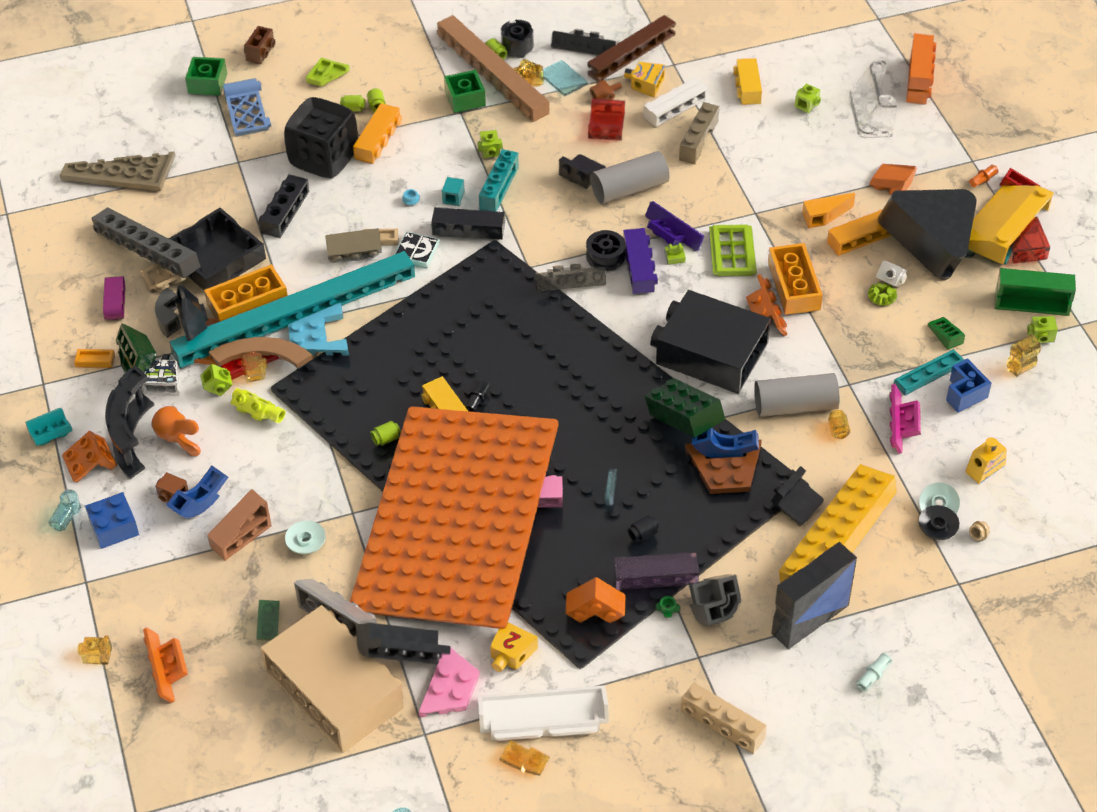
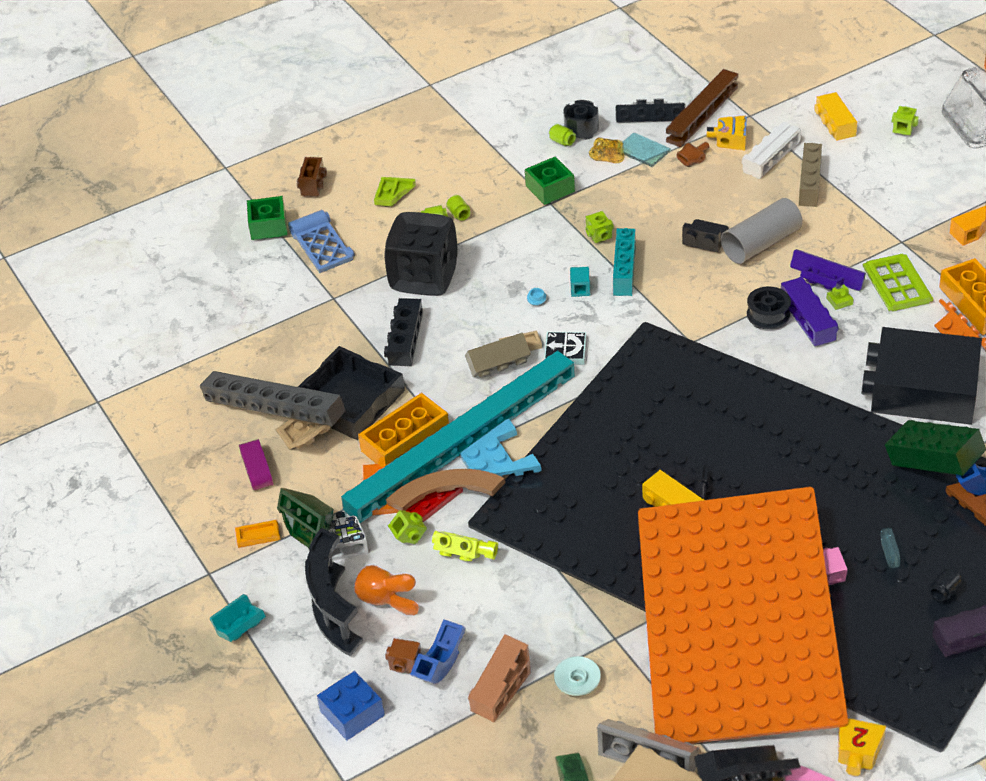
camera: 10 degrees left, 5 degrees down
(65, 510) = (291, 706): clear light blue piece -> none
(87, 454) = (292, 641): orange bracket -> none
(126, 172) = (212, 332): dark tan wing -> none
(164, 309) = (323, 475): dark grey brick -> none
(191, 313) = (352, 461): black wedge -> none
(254, 366) = (443, 504): clear yellow brick -> none
(377, 133) = (474, 240): light orange brick -> none
(385, 433) = (620, 544): lime brick -> none
(468, 223) = (611, 310): black brick -> none
(493, 68) = (571, 153): medium nougat brick -> none
(570, 277) = (744, 342): clear smoke bracket -> none
(595, 599) = (931, 671): orange brick -> none
(606, 119) = (708, 180): clear red panel -> none

